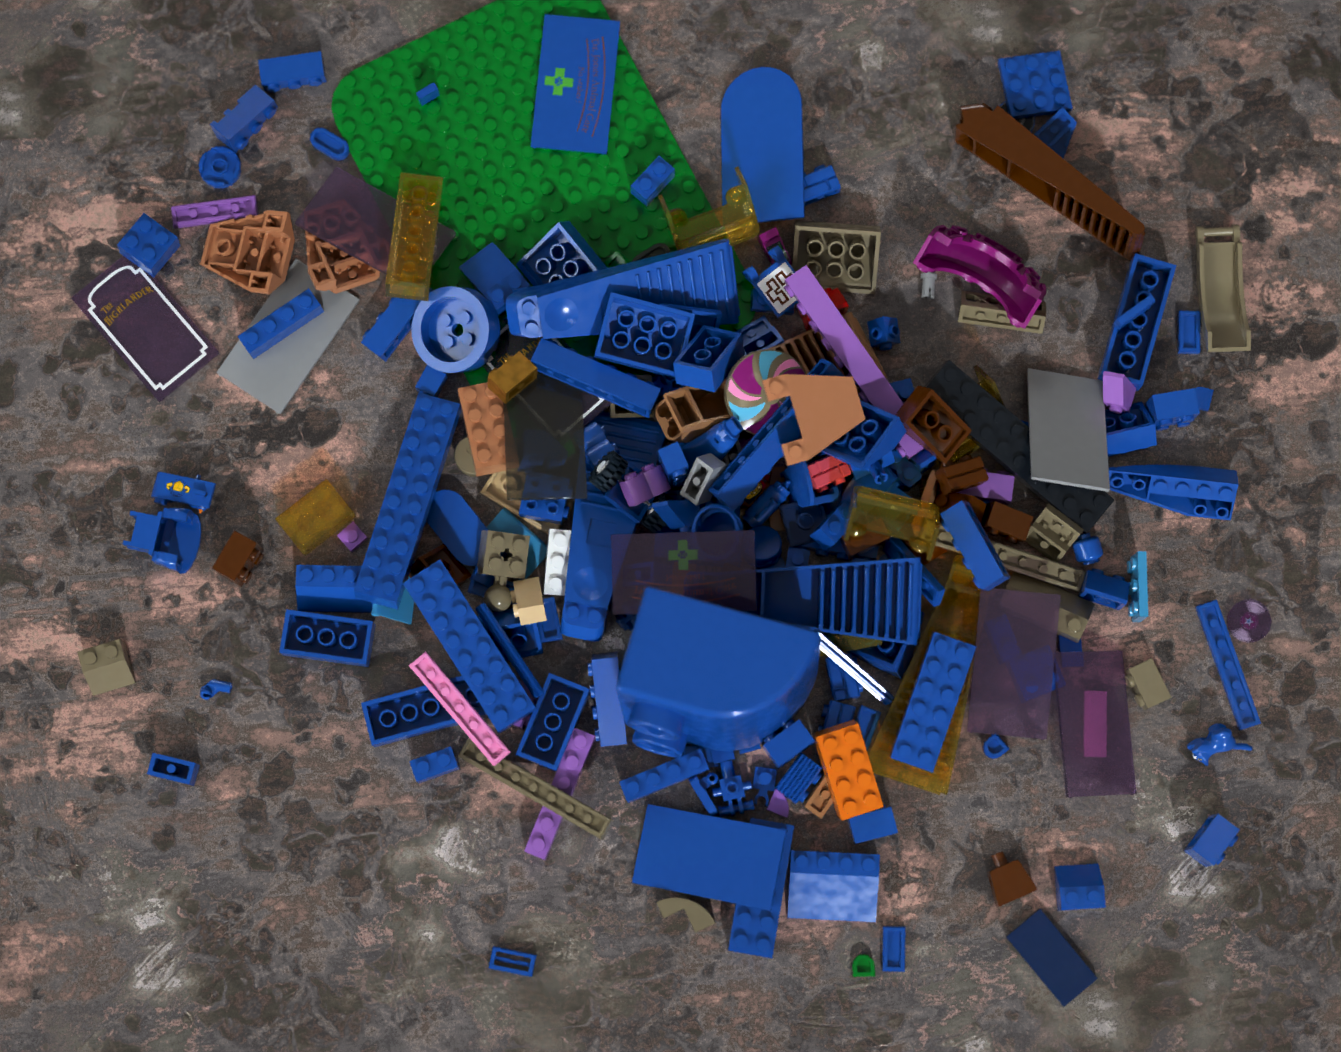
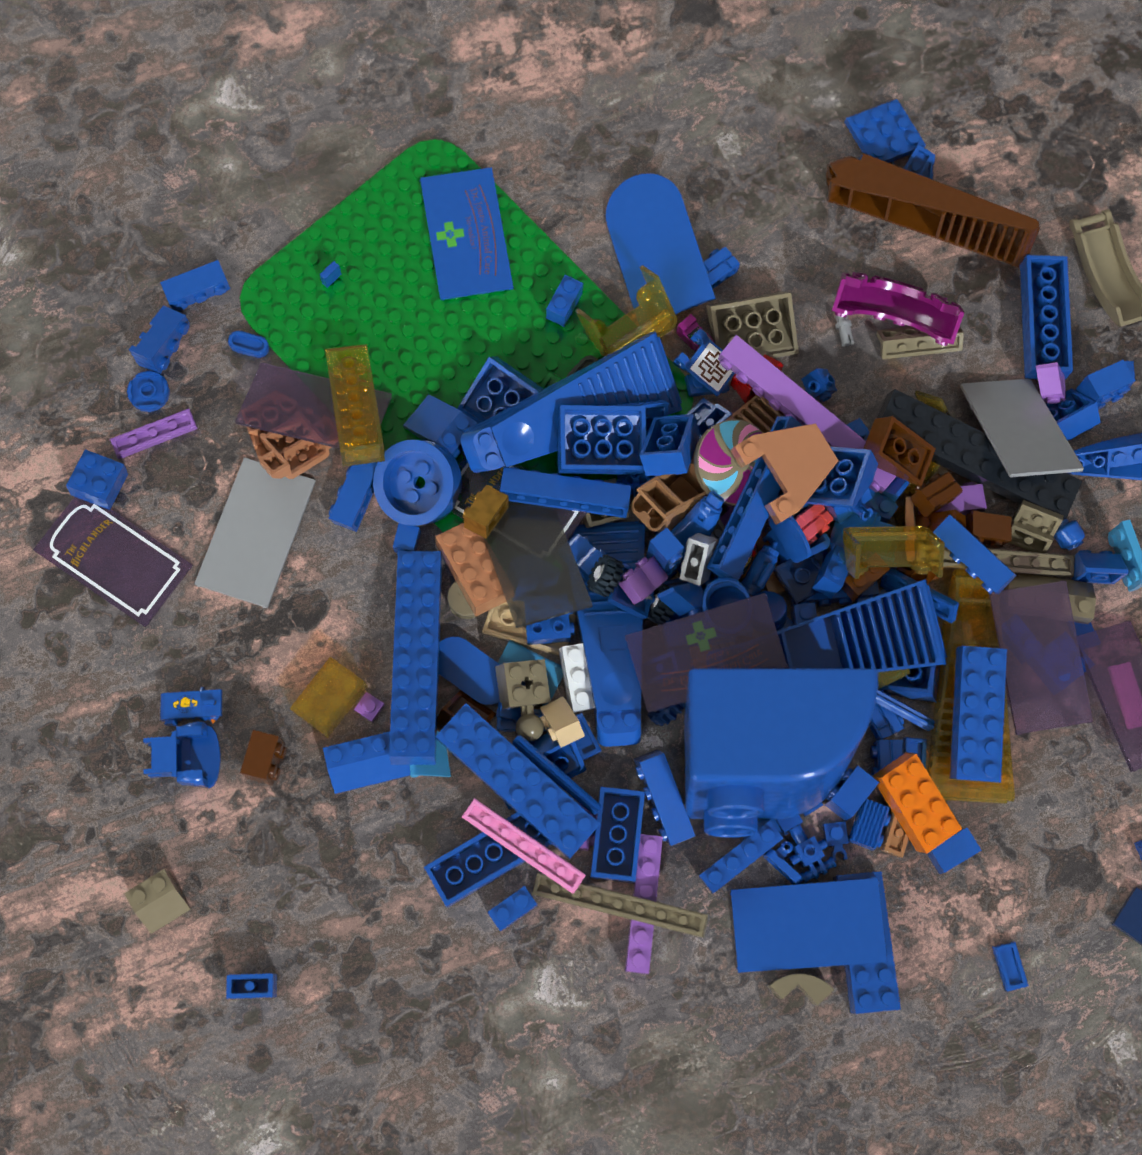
camera: 20 degrees left, 5 degrees down
(213, 687) = (271, 891): blue arm -> none
(251, 250) = (199, 460): nougat wedge -> none
(281, 323) = (246, 521): blue brick -> none
(327, 638) = (372, 812): blue brick -> none
(526, 973) = (624, 1086): blue tile -> none
(778, 804) = (856, 855): medium lavender tile -> none
(833, 886) = (935, 920): slope -> none
(863, 966) = (986, 992): green tile -> none
(994, 747) = (1042, 743): blue tile -> none
(1008, 880) = (1099, 868): reddish brown torso -> none
(1134, 312) = (1046, 305): blue tile -> none
(1188, 332) = (1093, 316): blue tile -> none

